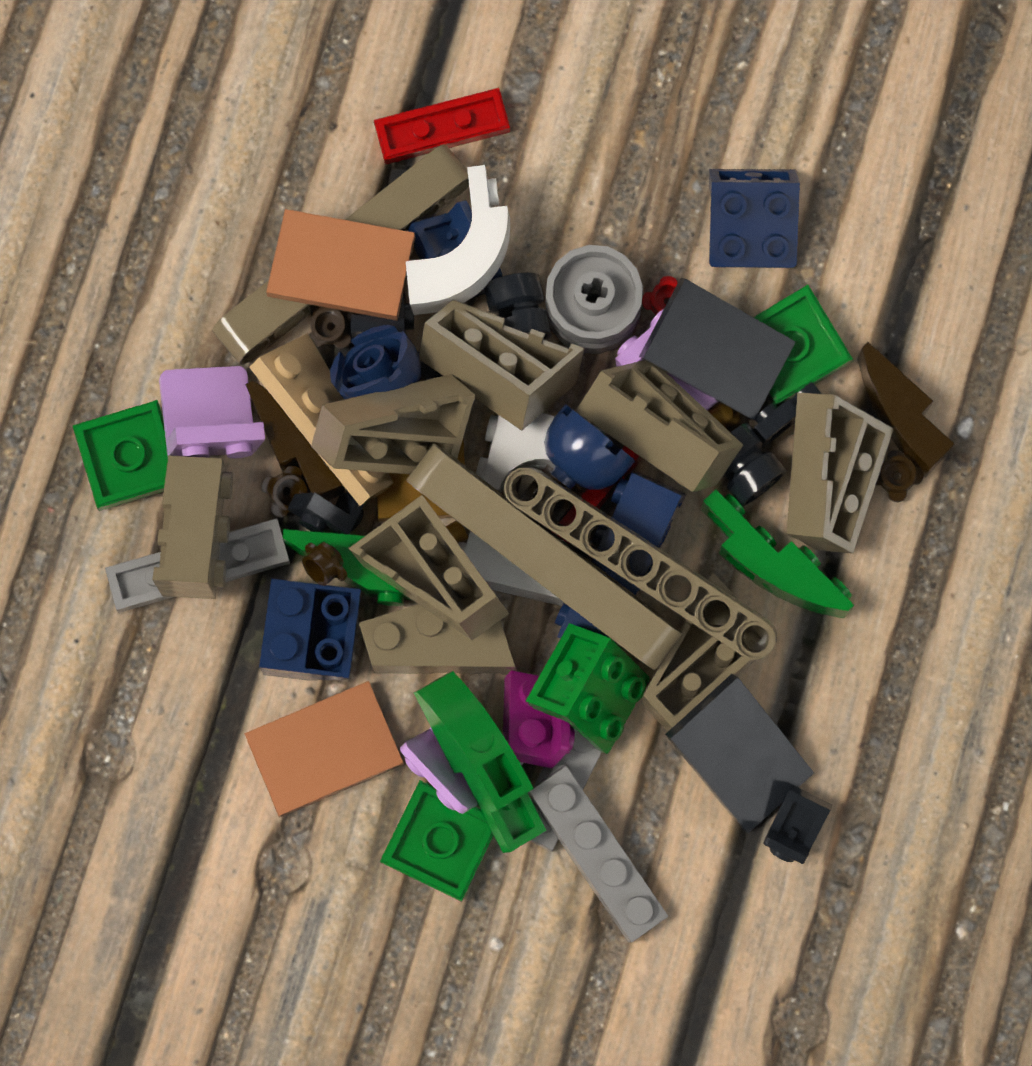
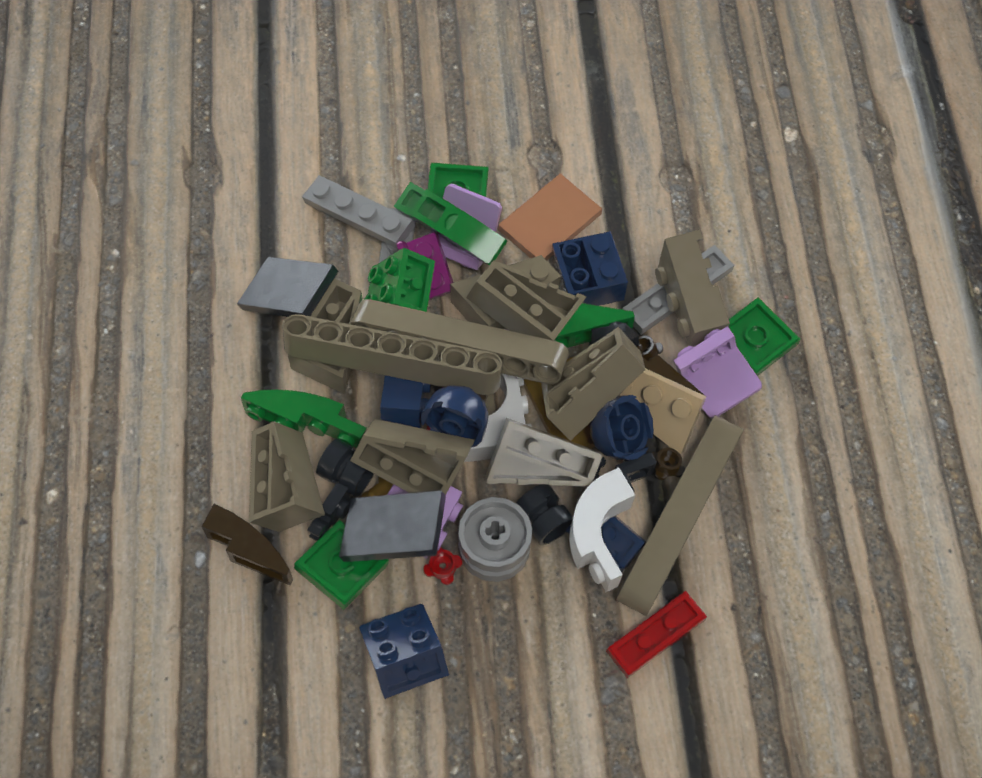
camera: 155 degrees right, 15 degrees down
(323, 563) = (599, 297): dark brown plate -> none
(340, 264) = (680, 491): nougat tile -> none
(796, 825) = (238, 265): black bracket -> none
(909, 474) = (234, 496): dark brown plate -> none

